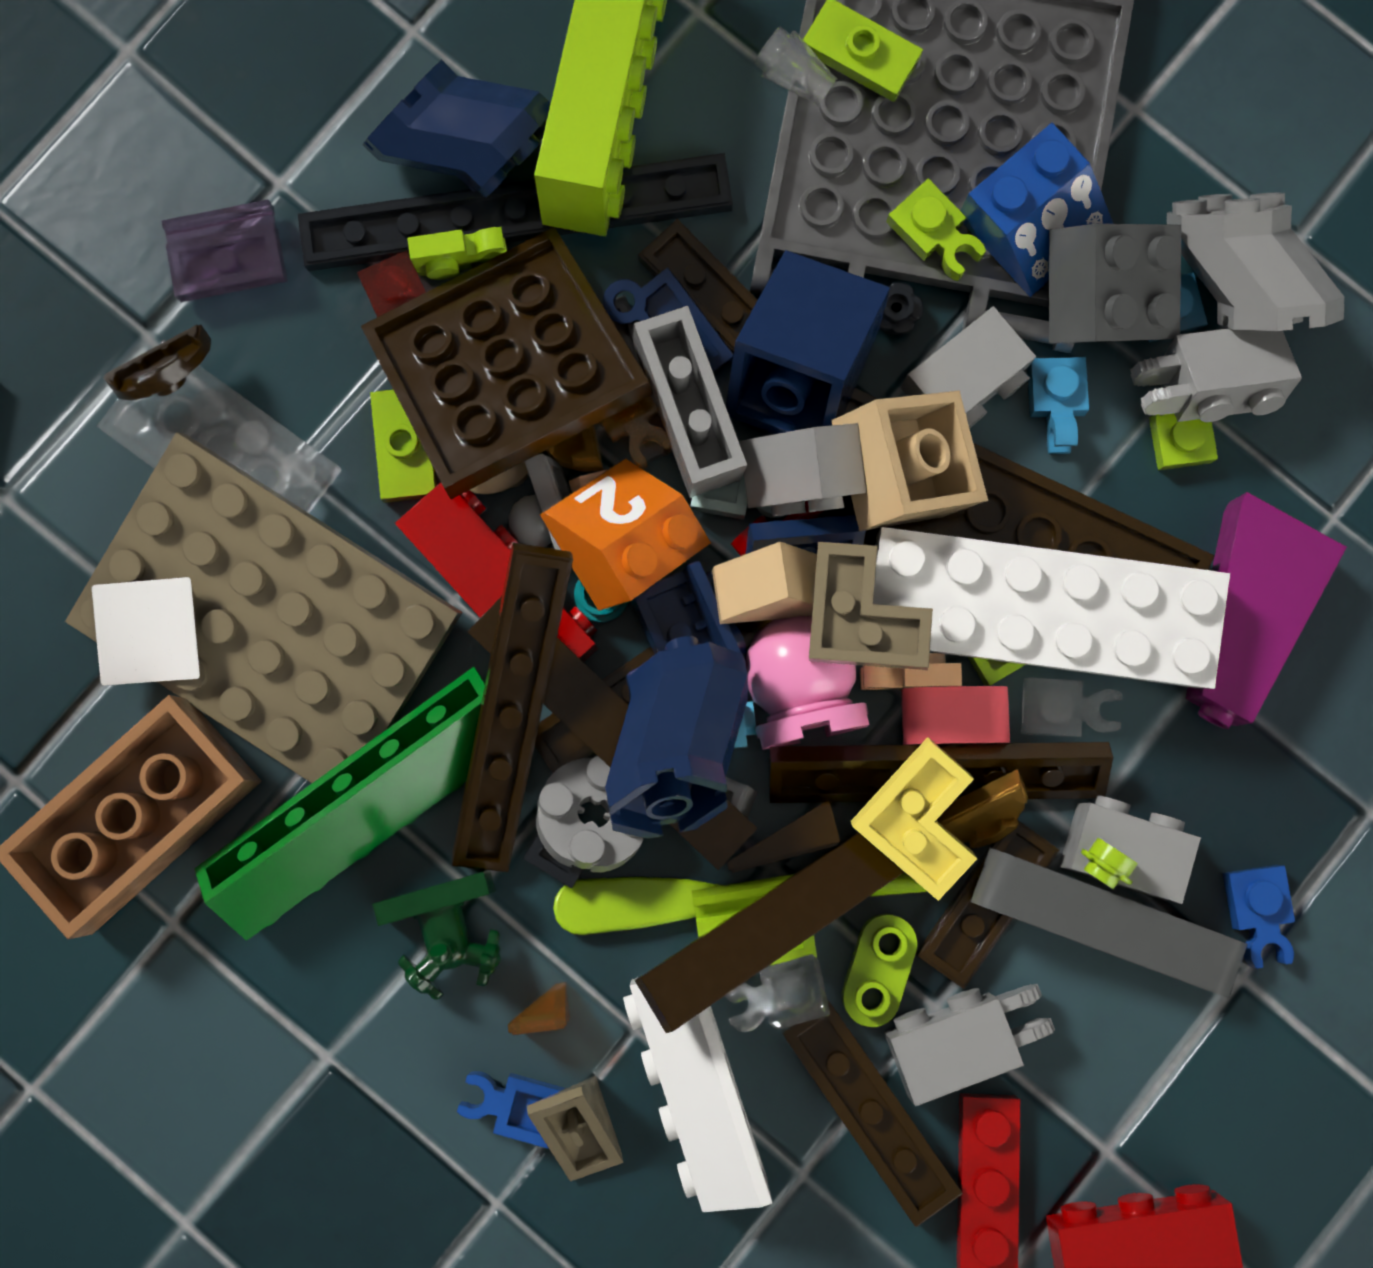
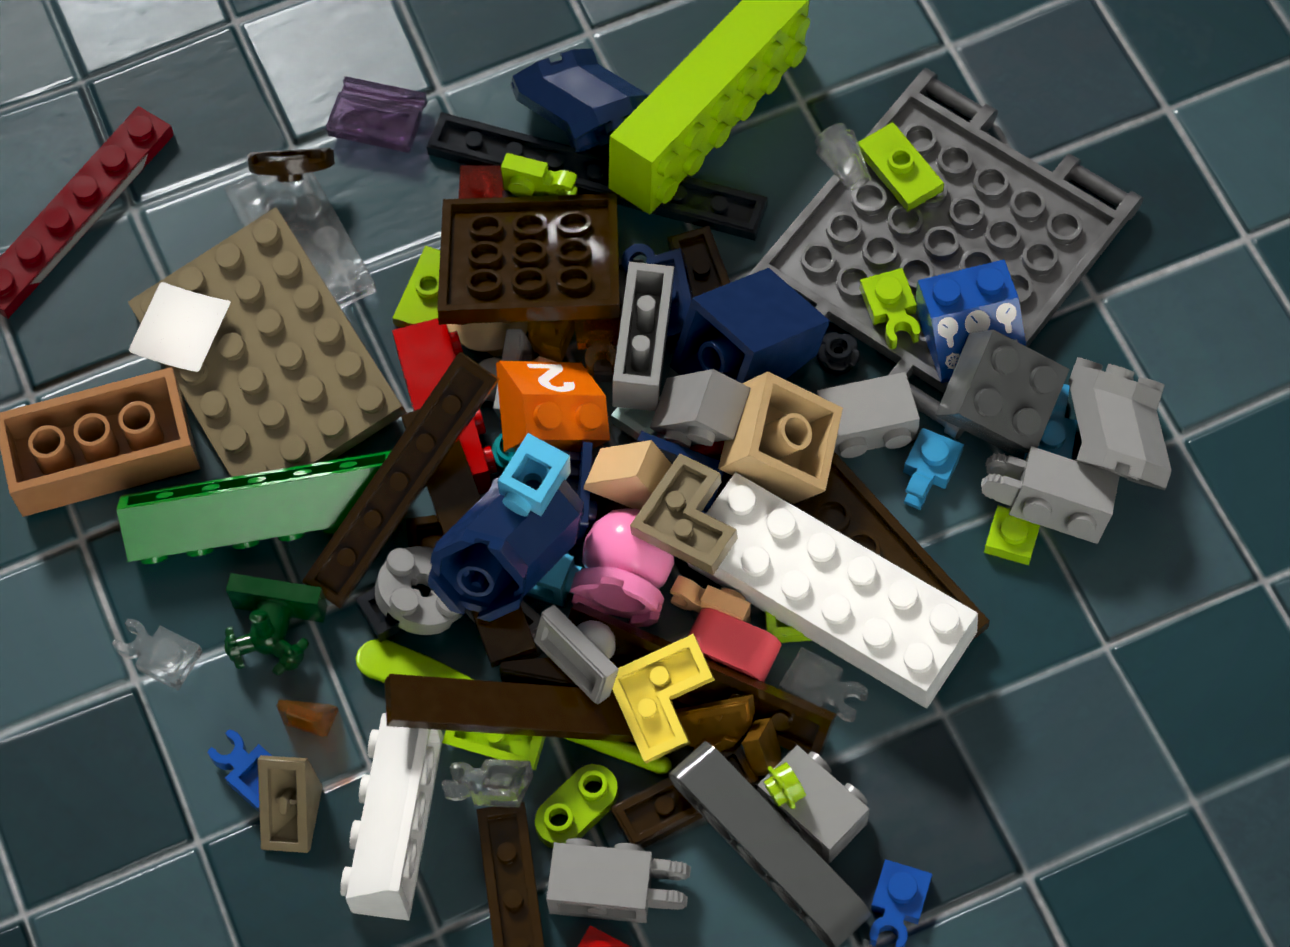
camera: 30 degrees right, 20 degrees down
(345, 1018) = (162, 657): none -> clear plate
(708, 657) = (533, 462): none -> medium azure brick
(816, 817) = (580, 651): none -> light grey tile
(1047, 816) = (762, 747): none -> pearl gold tile
(1273, 587) = (1007, 672): magenta slope -> none

